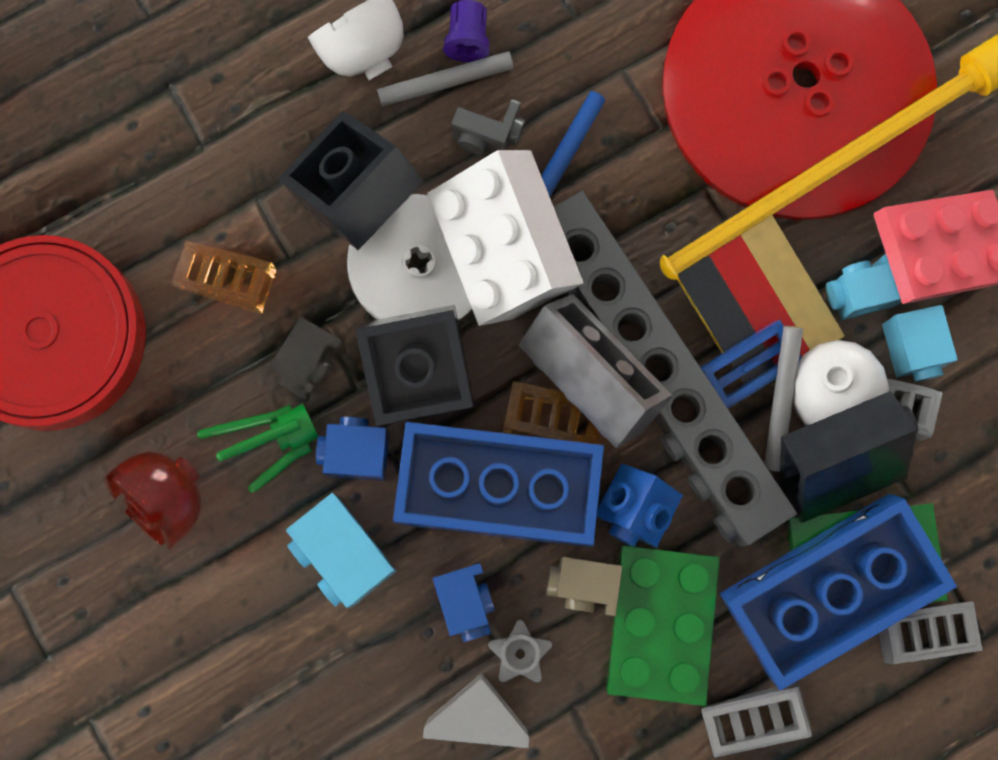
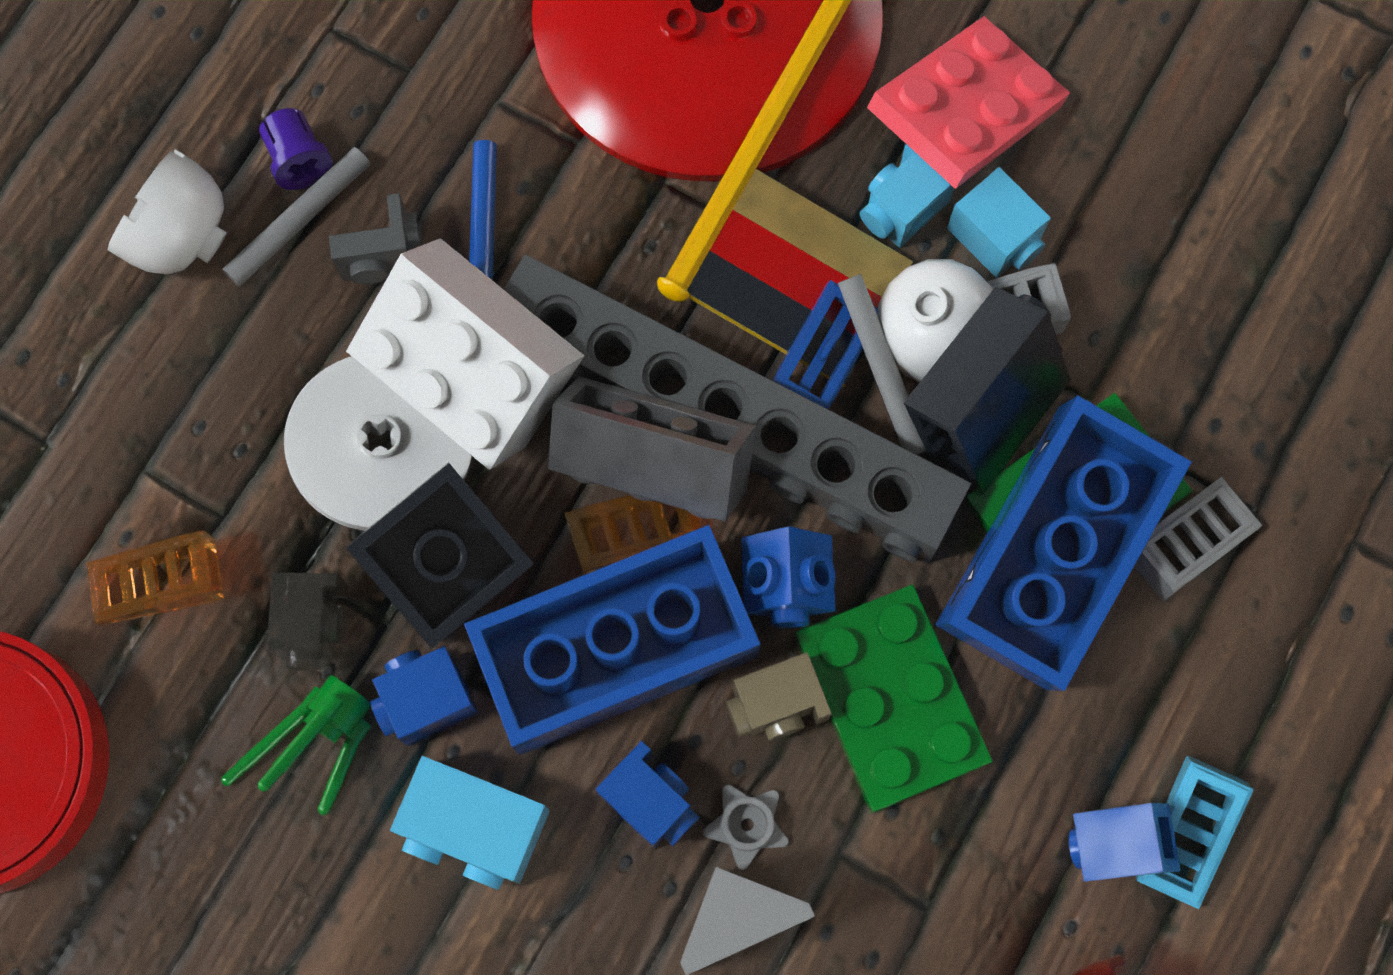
camera: 25 degrees left, 5 degrees down
(158, 495) = (213, 877): clear red cylinder -> none
(351, 179) = (247, 383): black brick -> none
(780, 734) = (1113, 727): light grey slope -> none

